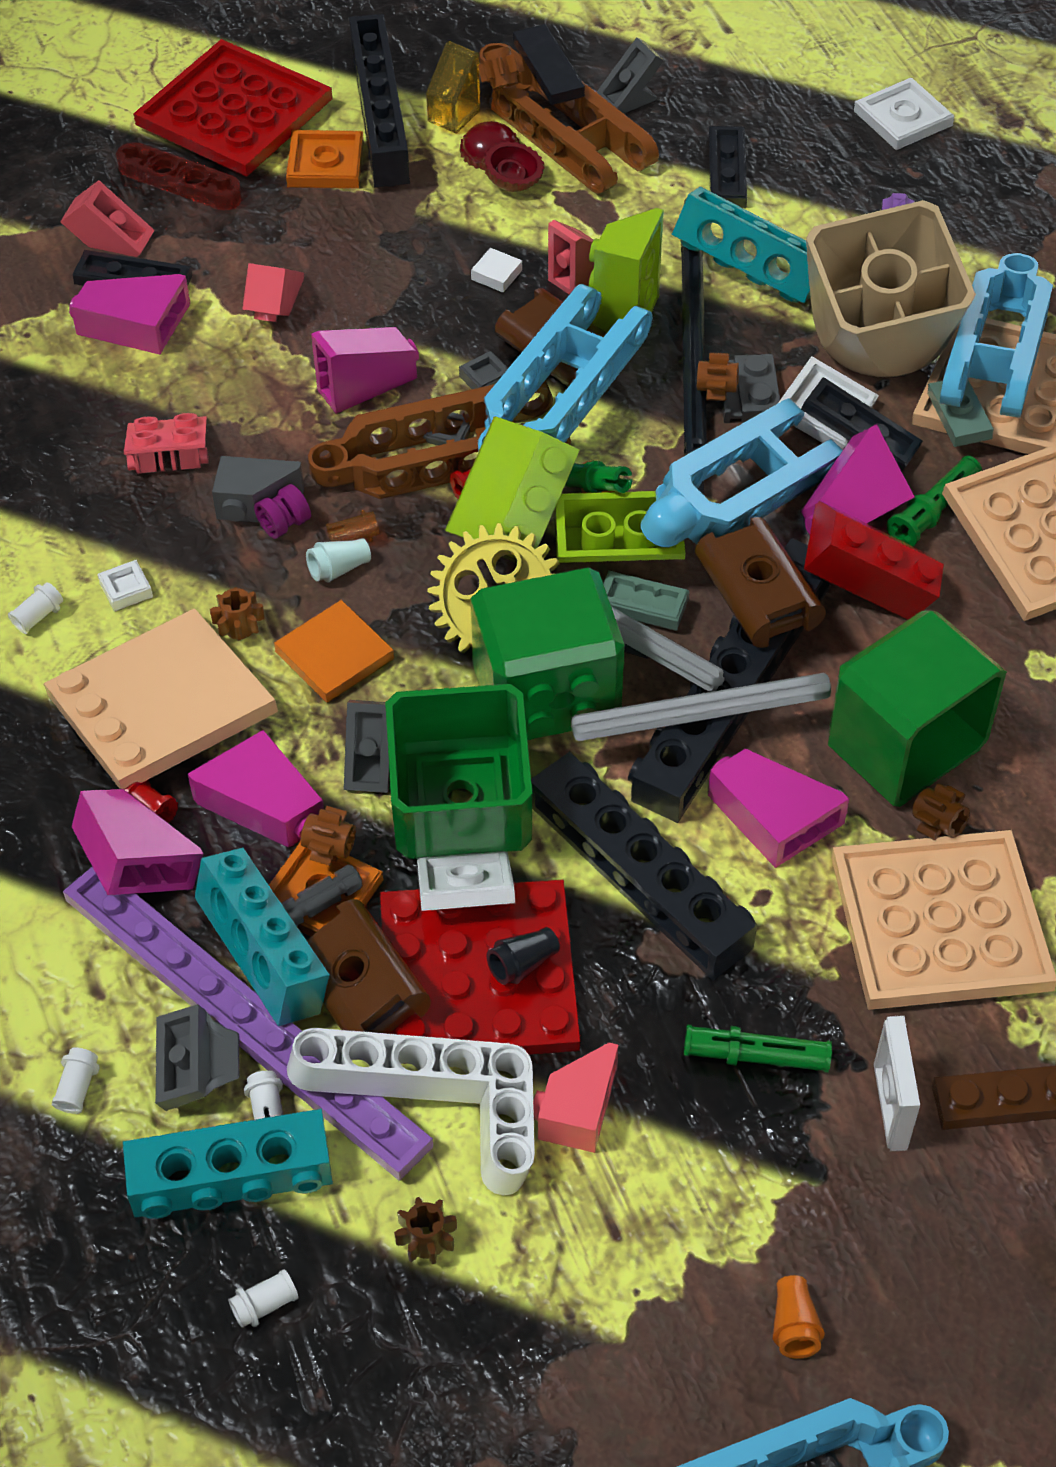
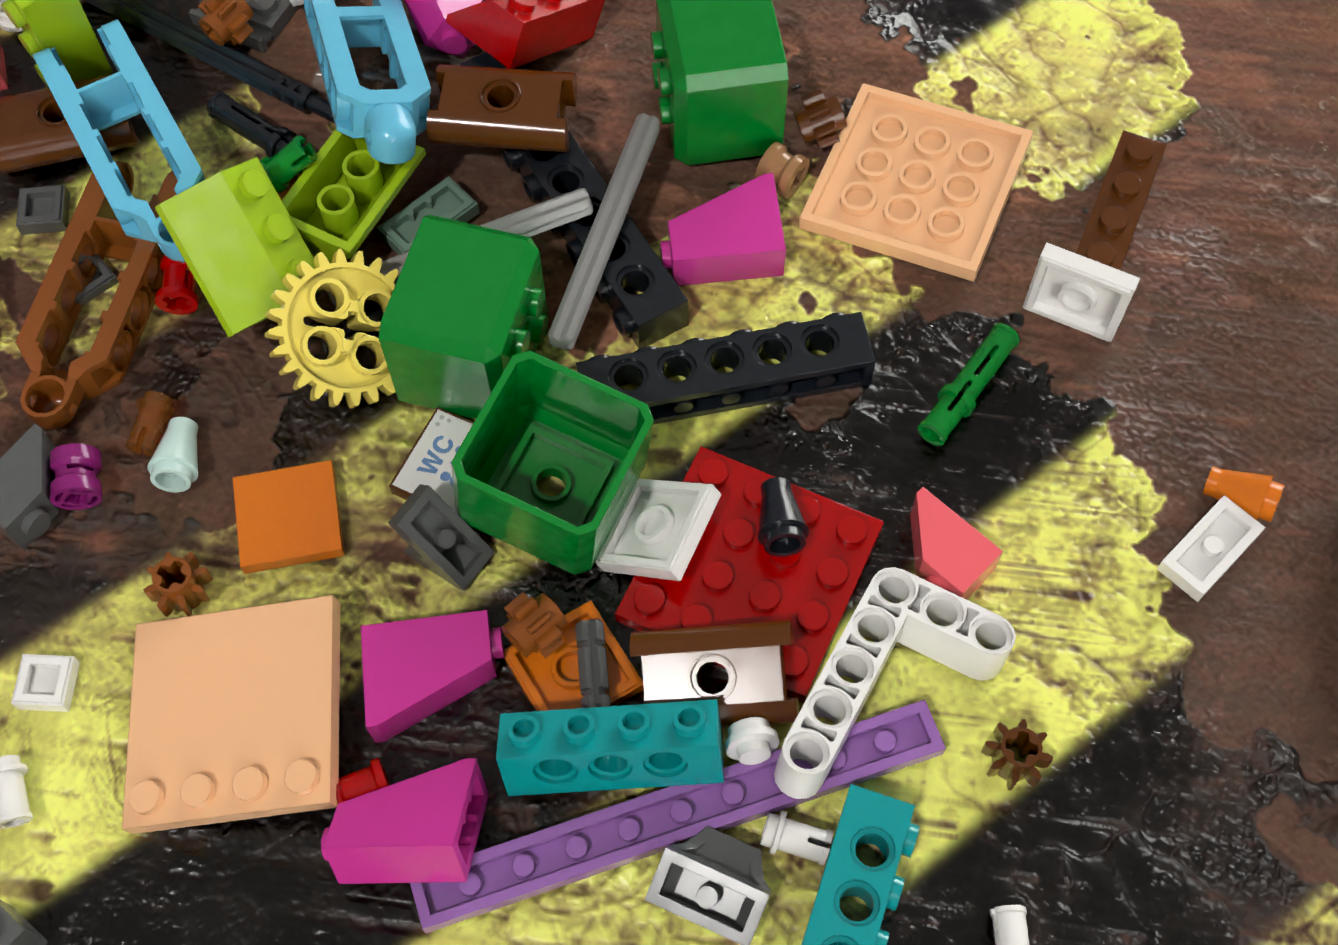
camera: 60 degrees left, 10 degrees up
(320, 1017) = (751, 740): none -> white plate
(646, 431) = (249, 124): none -> black pin
(719, 1310) = (1210, 548): none -> white plate
(869, 811) = (787, 169): none -> medium nougat wheel

